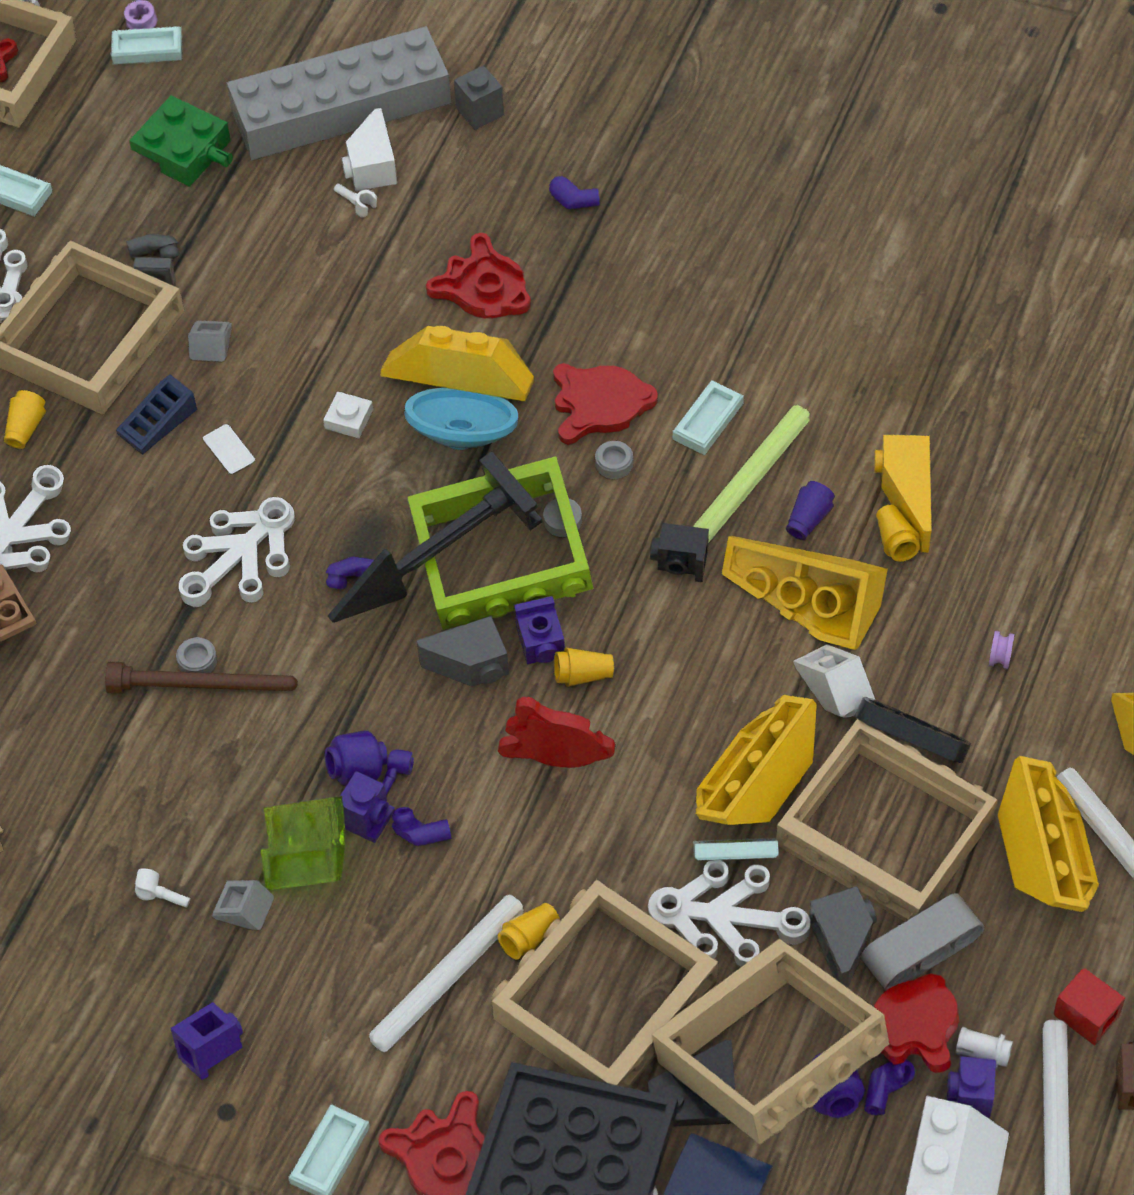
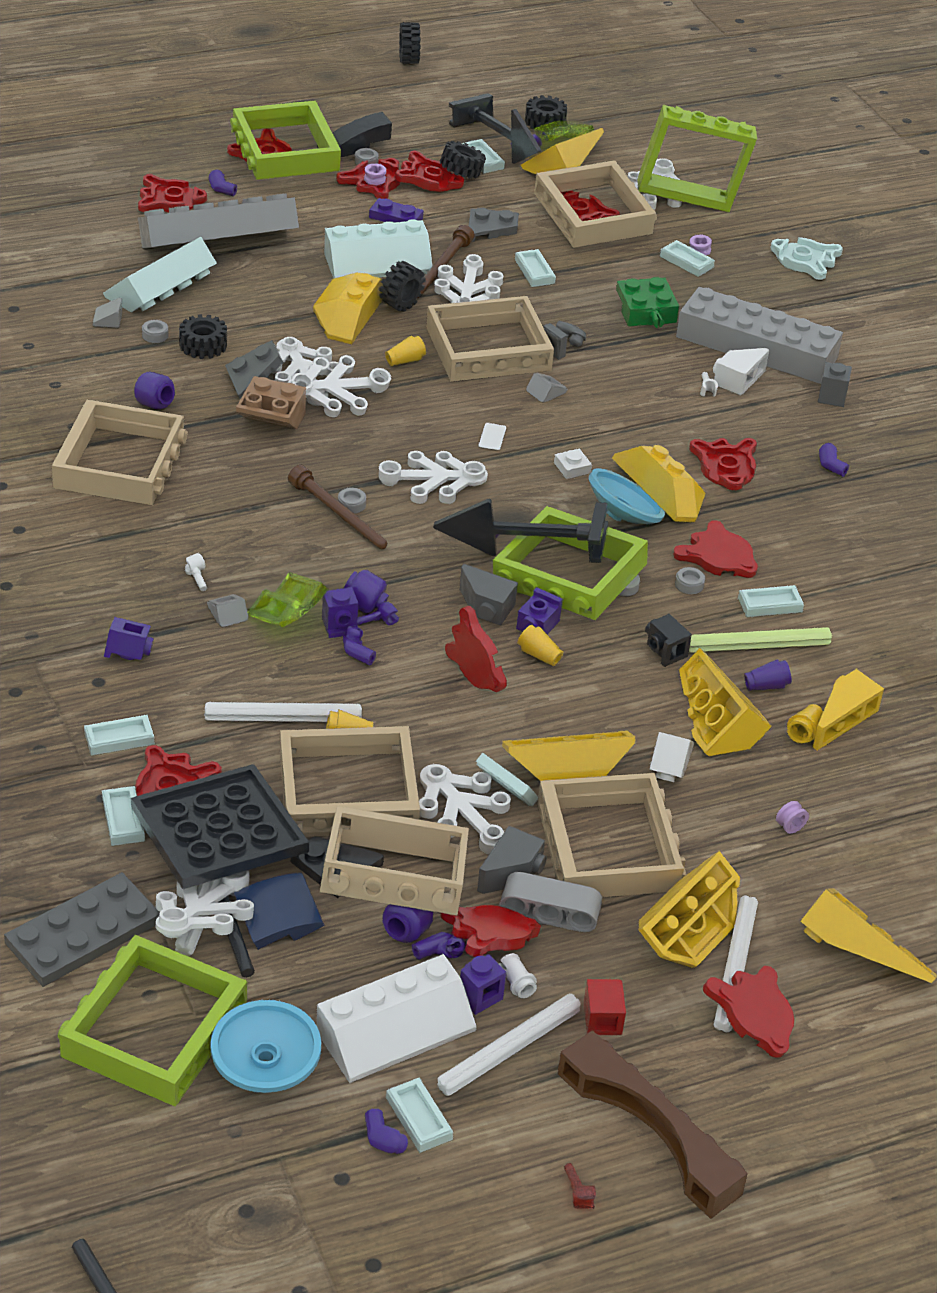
camera: 40 degrees right, 15 degrees down
(161, 396) = (475, 396): dark blue slope -> none
(913, 729) = (683, 806): black beam -> none

